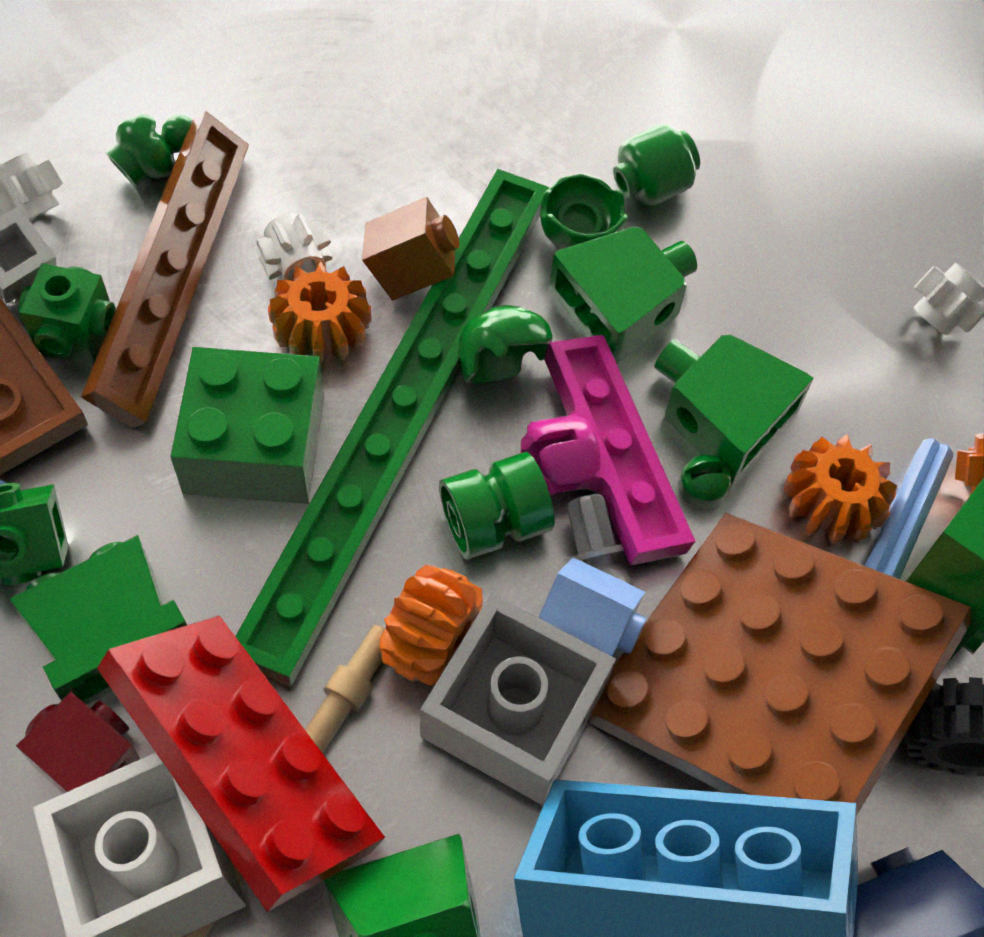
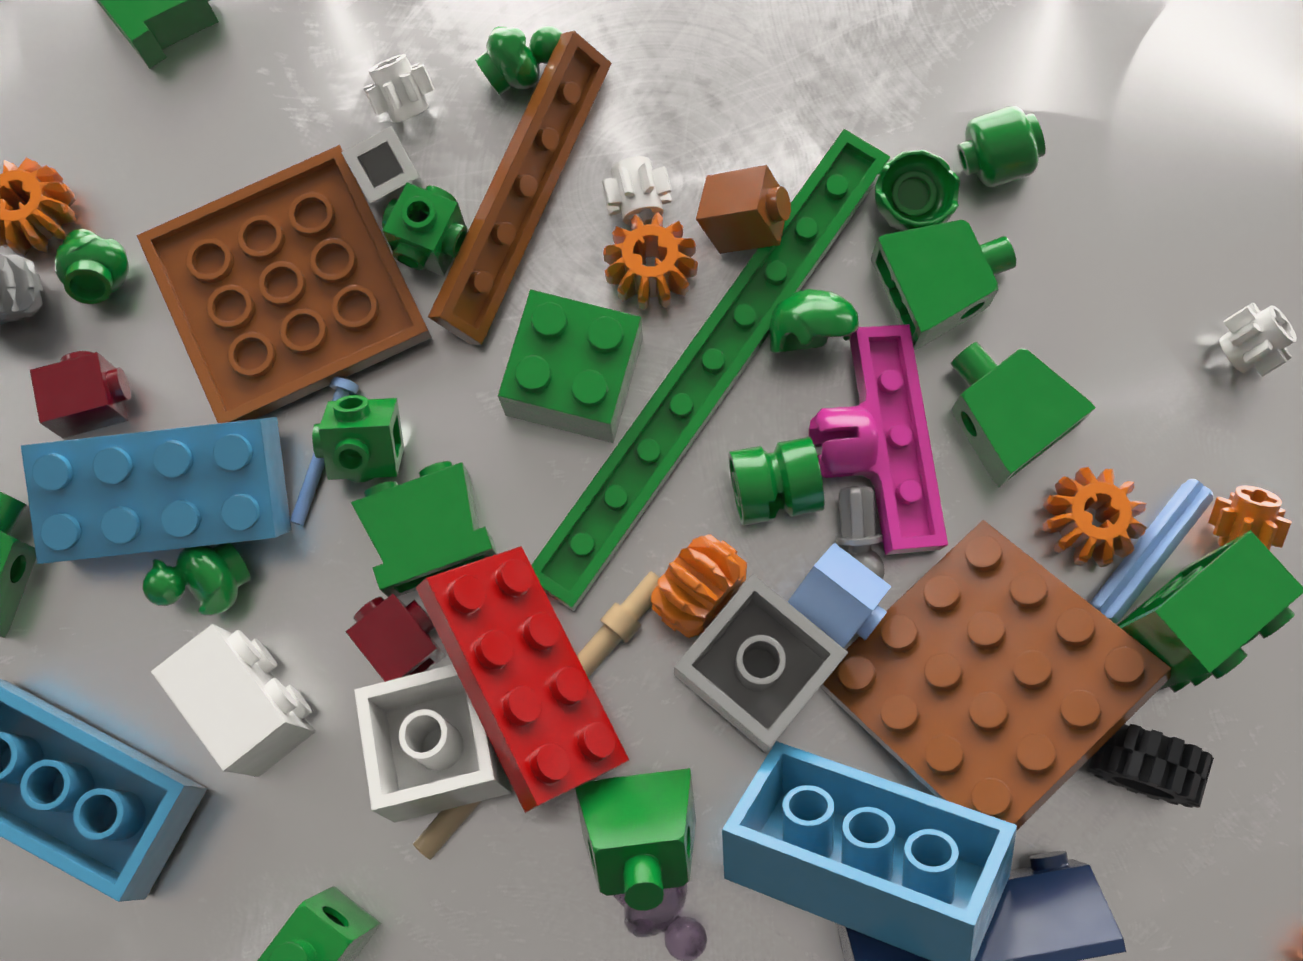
camera: 20 degrees right, 15 degrees up
(706, 490) = (972, 494): green hinge -> none

